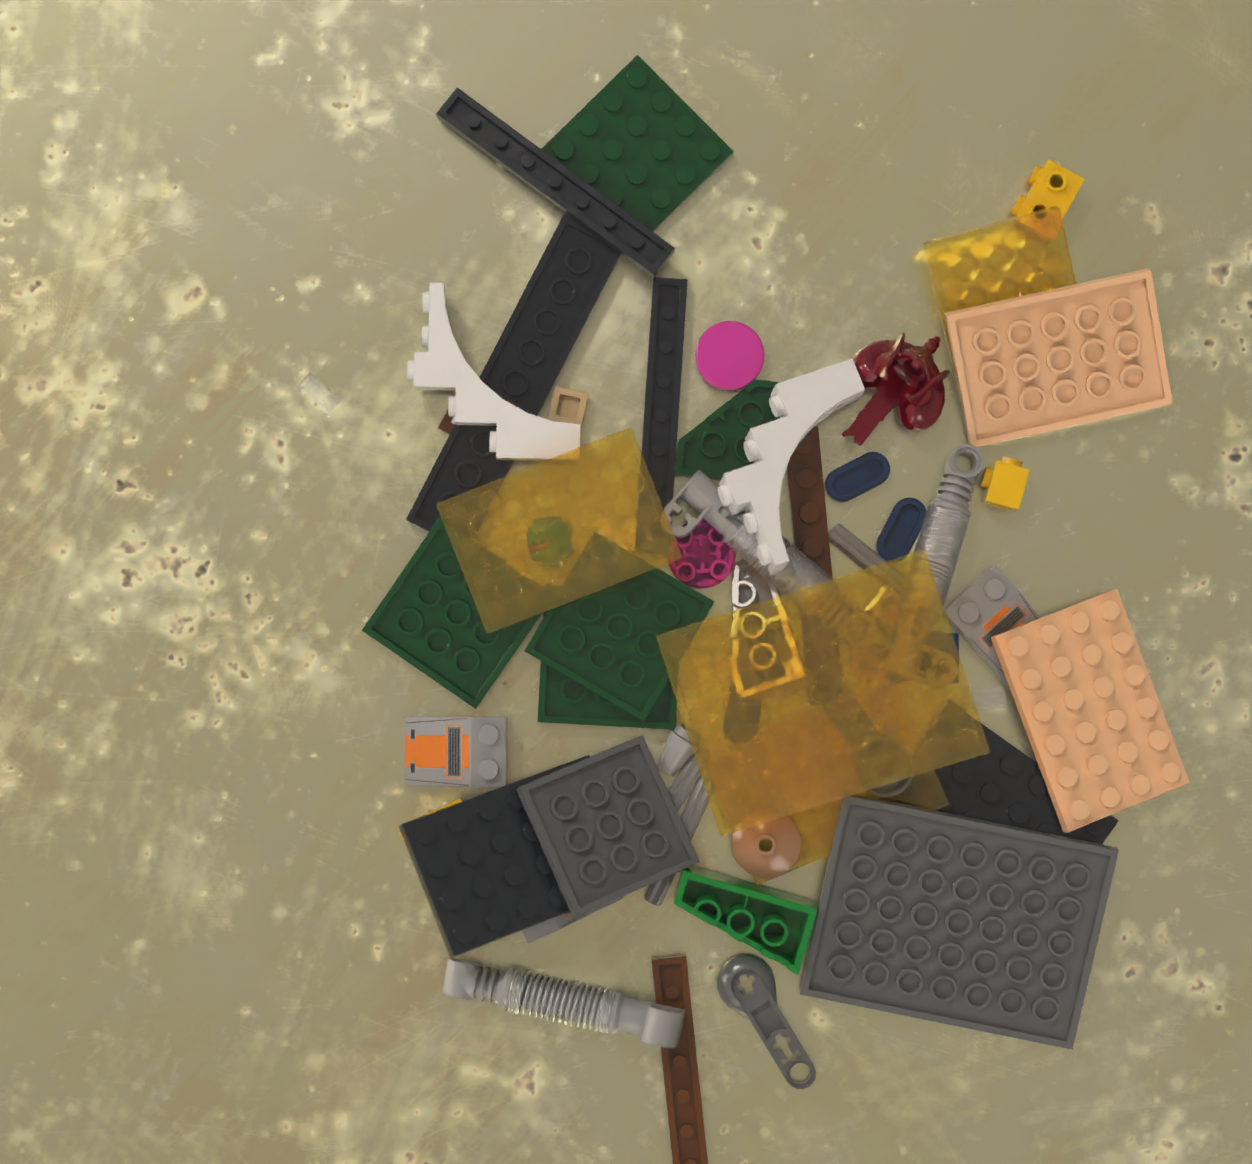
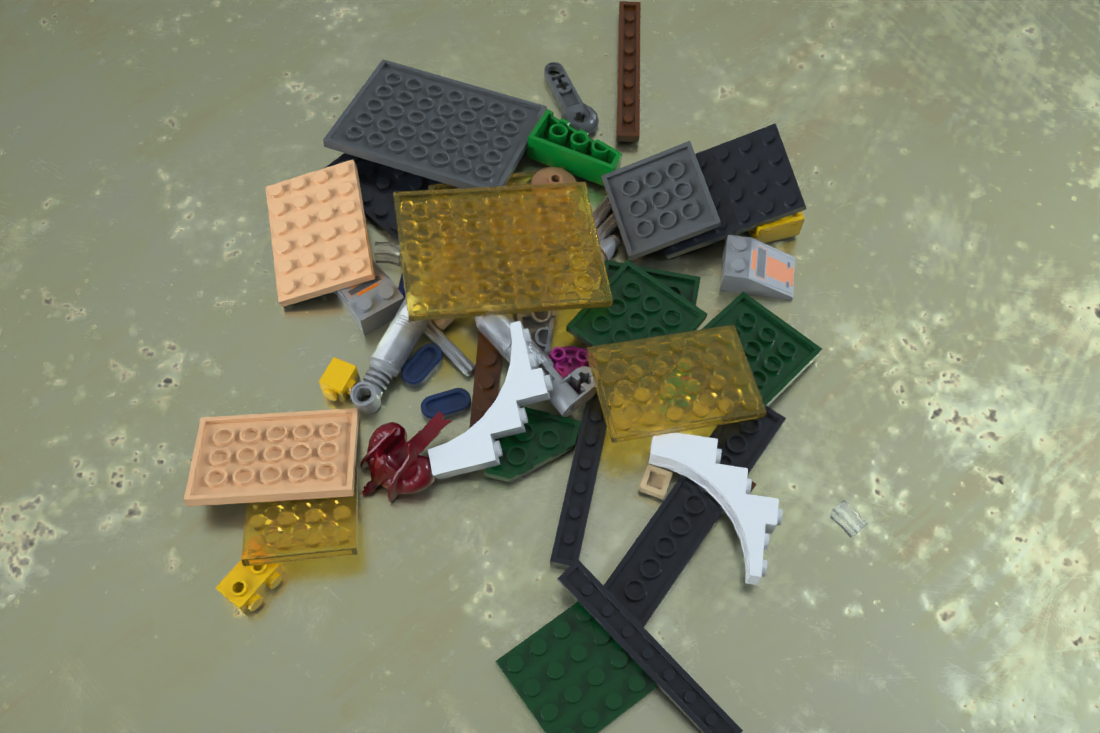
camera: 170 degrees left, 25 degrees down
(564, 1000) = (673, 109): light grey piece -> none
(729, 355) = (525, 501): dark pink tile -> none

